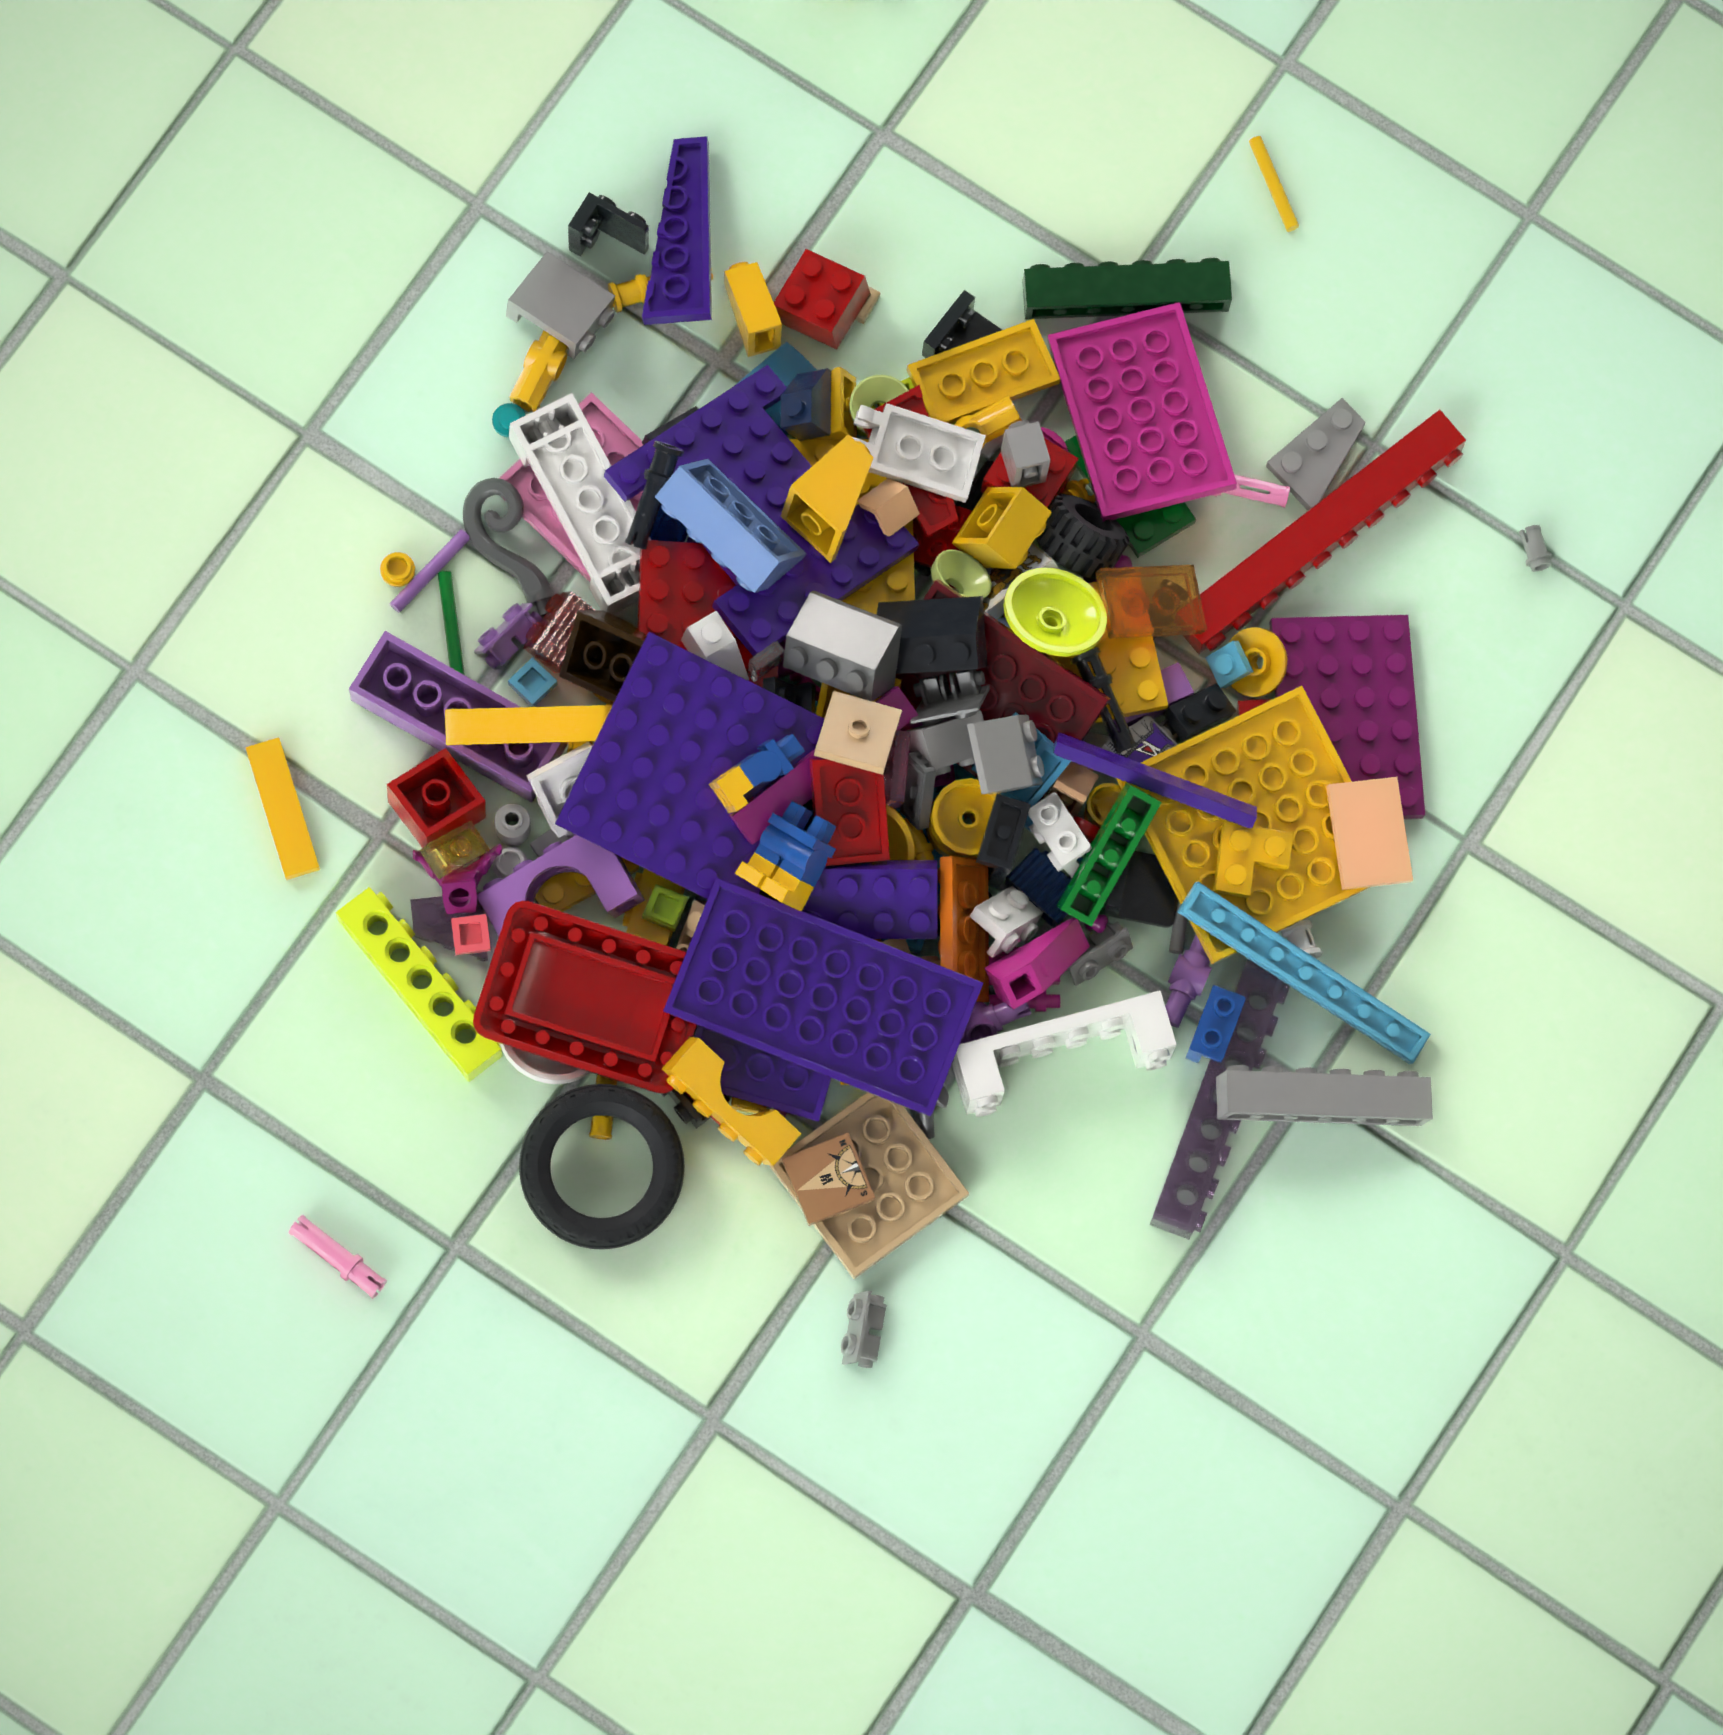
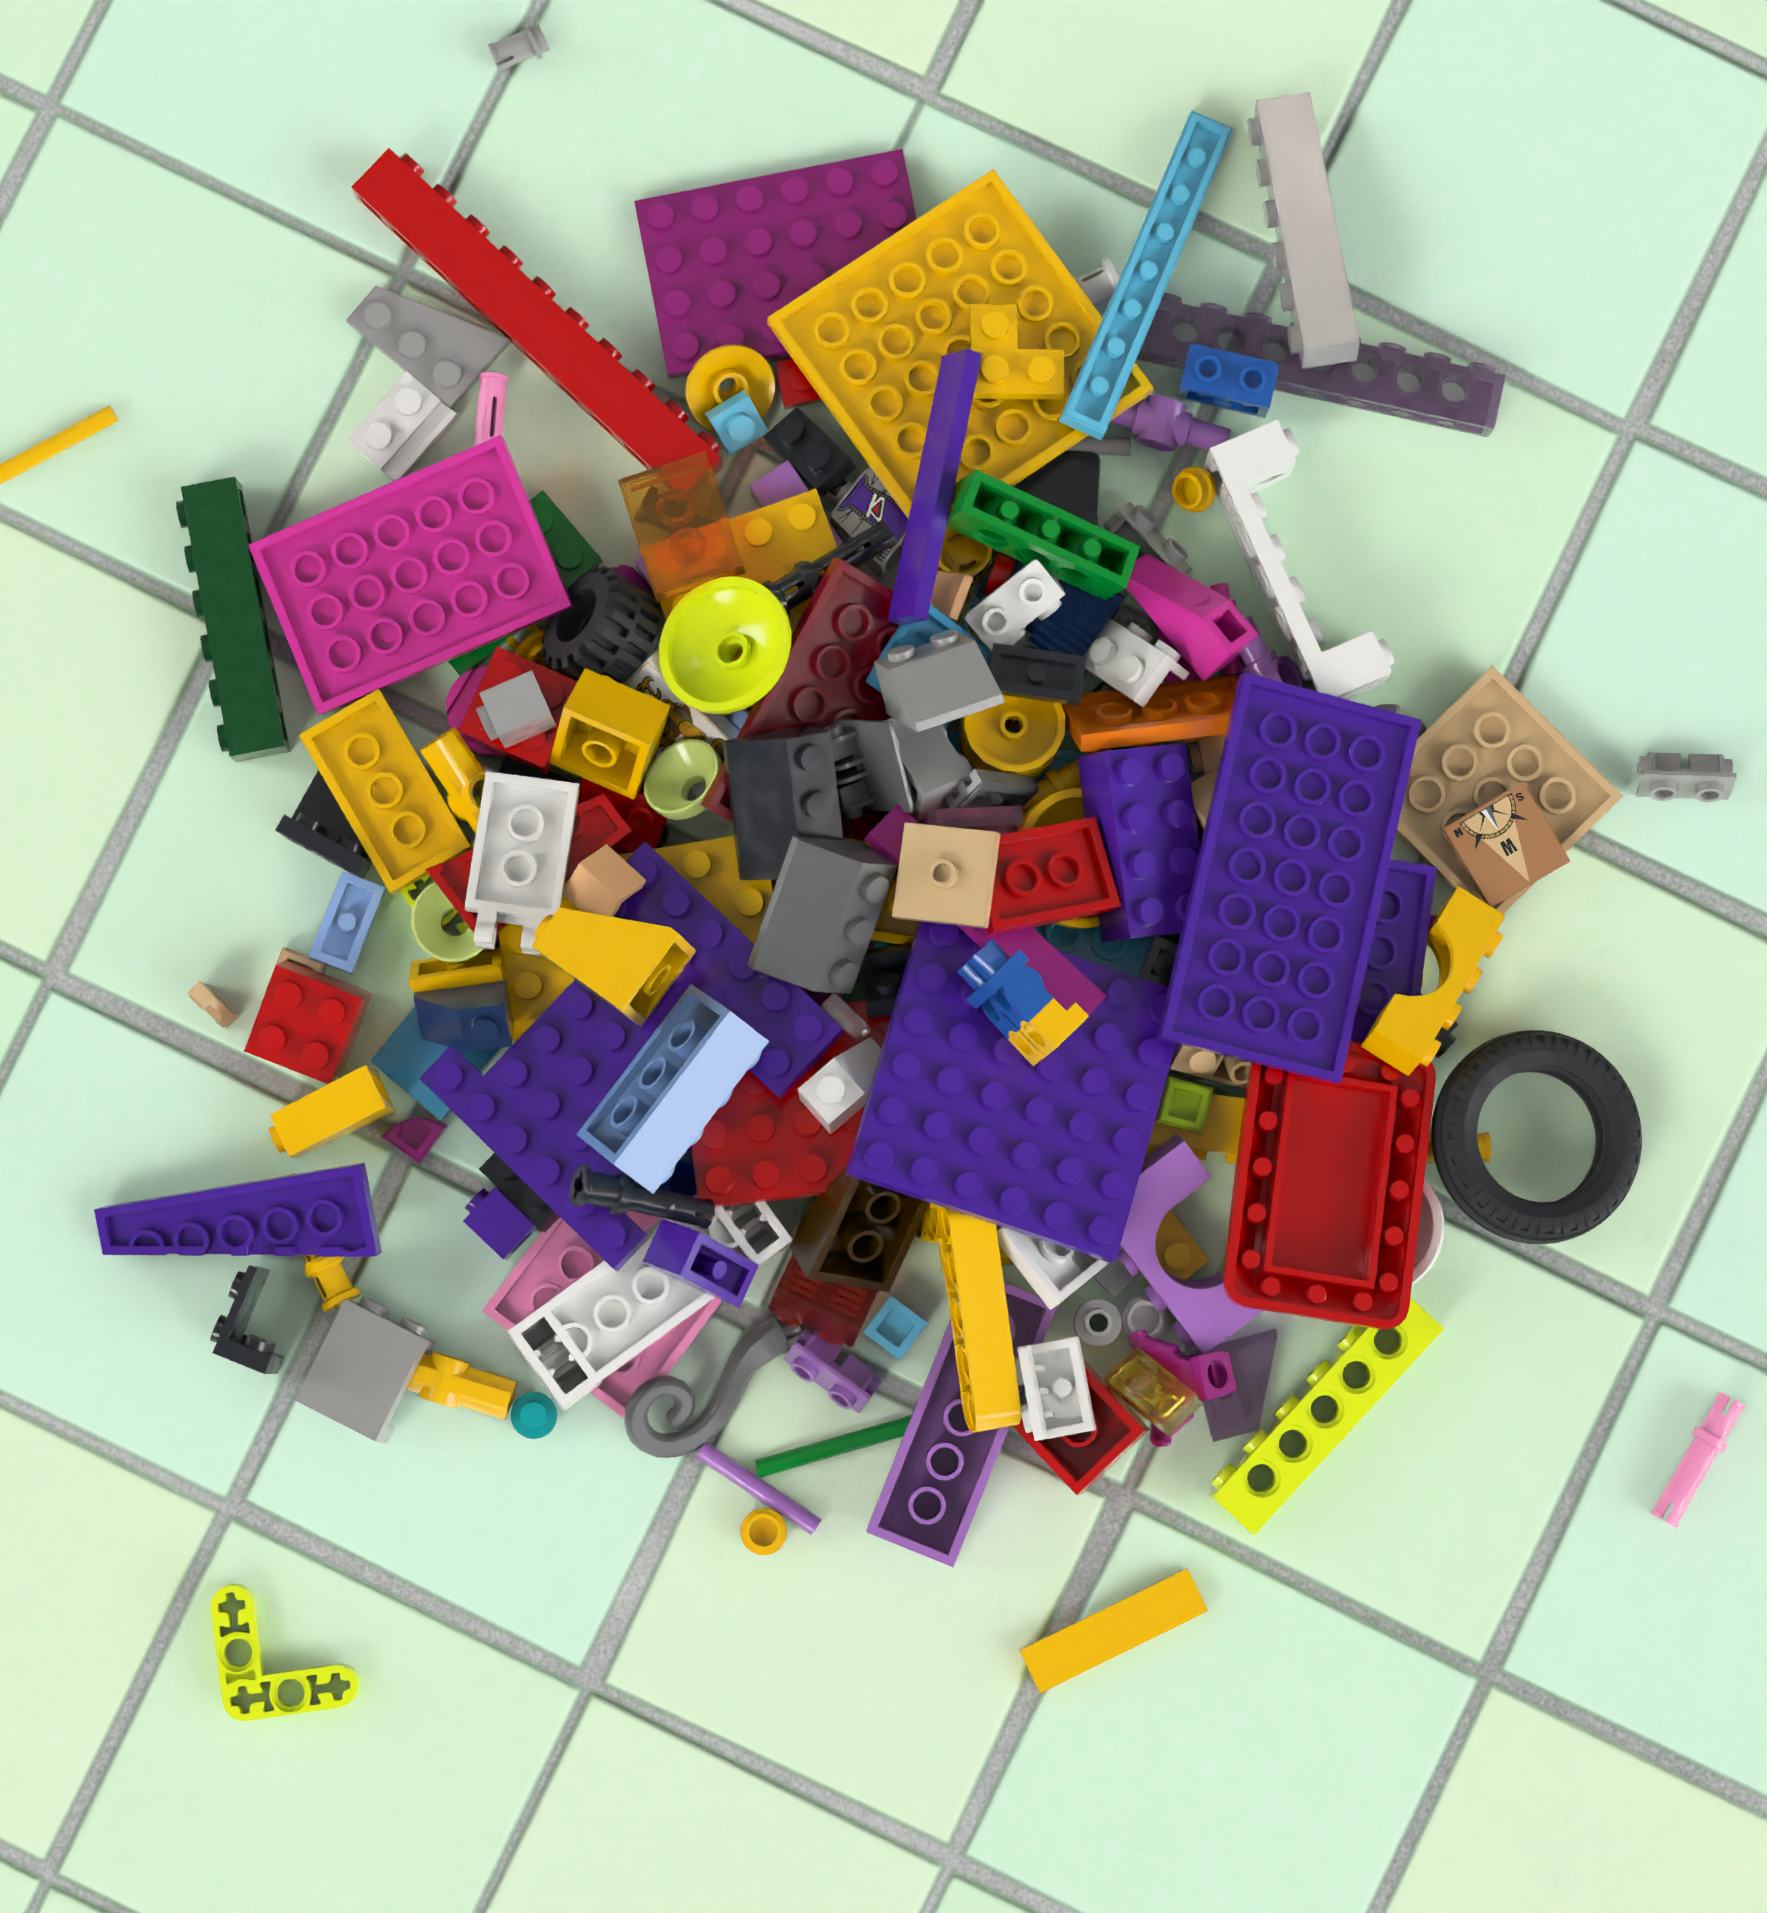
camera: 90 degrees left, 10 degrees up
(353, 203) = (253, 1673): none -> neon yellow beam
(467, 773) = (1054, 1389): none -> white bracket
(471, 934) = (1259, 1352): coral tile -> none
(599, 532) = (700, 1262): none -> dark purple slope
(653, 410) = (498, 1222): none -> dark purple brick
(726, 366) = (415, 1136): none -> magenta tile
(790, 857) = (1122, 943): blue hips -> none
(852, 234) = (212, 1004): none -> tan tile
(889, 337) = (347, 922): none -> light blue plate
(1134, 987) = (1194, 489): none -> yellow plate
(1255, 427) = (402, 427): none -> white plate
(1369, 833) = (952, 209): light nougat tile -> none

